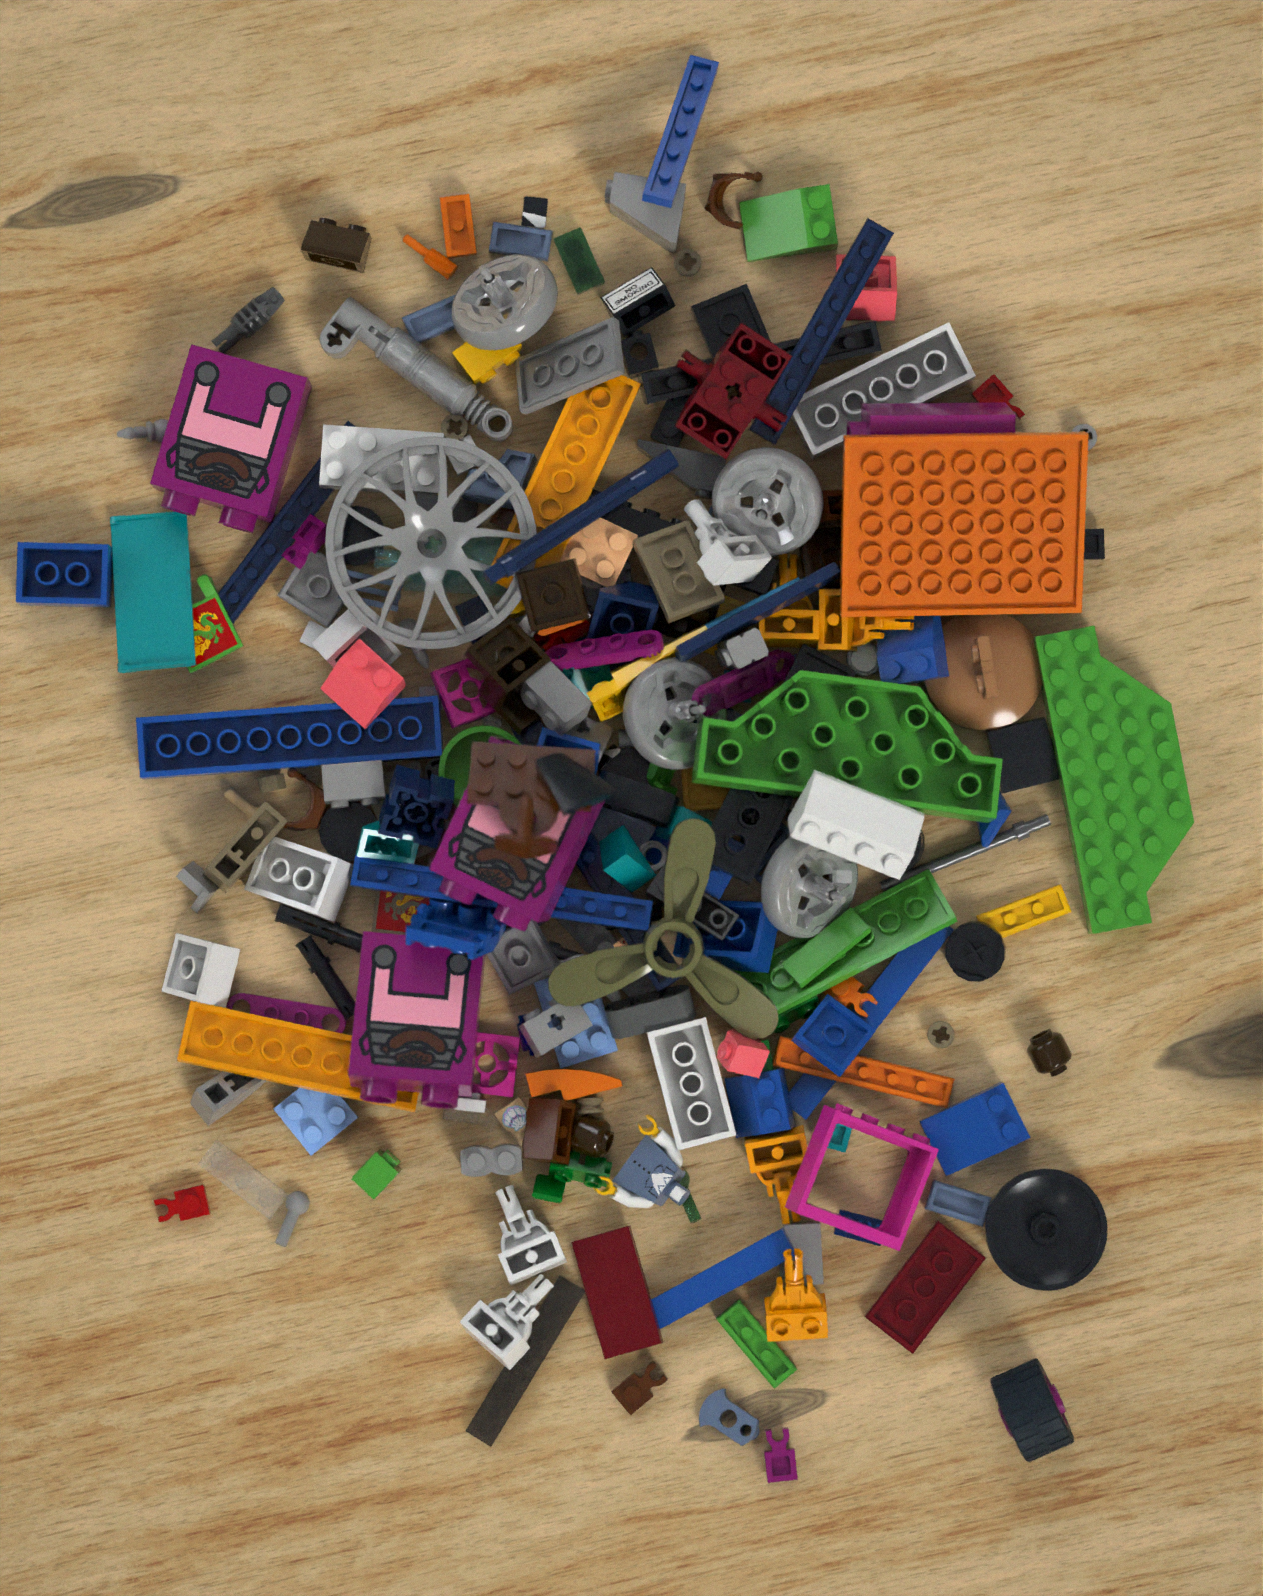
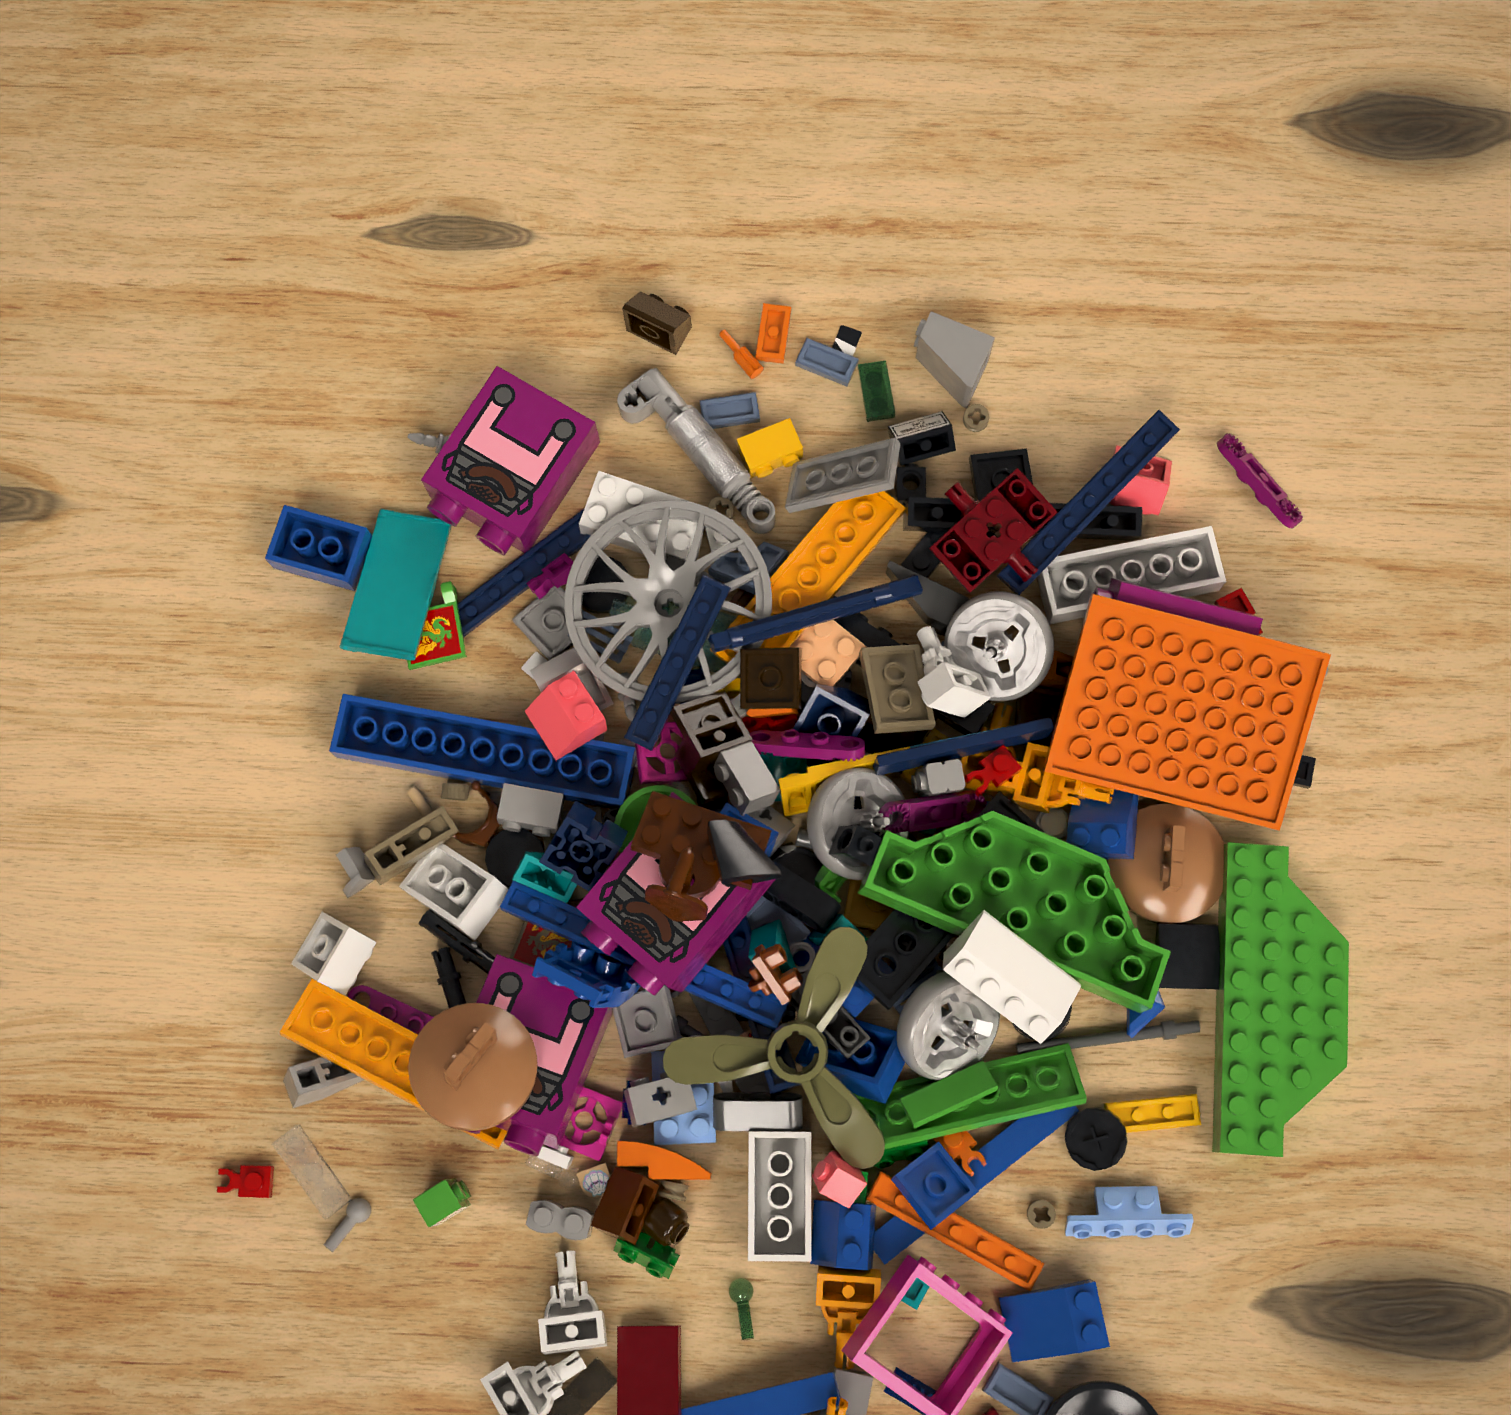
camera: 15 degrees right, 10 degrees down
(249, 319) = (561, 366): dark grey hinge -> none
(315, 1117) = (400, 1128): light blue plate -> none
(375, 1042) = (473, 1066): none -> medium nougat bracket
(458, 603) = (677, 662): none -> dark blue tile
(511, 314) = (797, 404): flat silver wheel -> none
(548, 1189) = (608, 1265): green slope -> none
(628, 884) = (768, 975): none -> dark orange hips
(650, 1172) = (714, 1276): torso -> none
(678, 739) = (855, 846): none -> black brick
(680, 131) = (1000, 294): blue plate -> none
(715, 199) = (1023, 356): reddish brown helmet -> none
(789, 223) = (1080, 406): bright green slope -> none
(794, 625) = (995, 769): none -> red plate
(987, 256) = (1260, 481): none -> magenta plate
(1021, 1011) = (1128, 1213): none -> light blue bracket
(1049, 1052) = (1147, 1262): dark brown head -> none

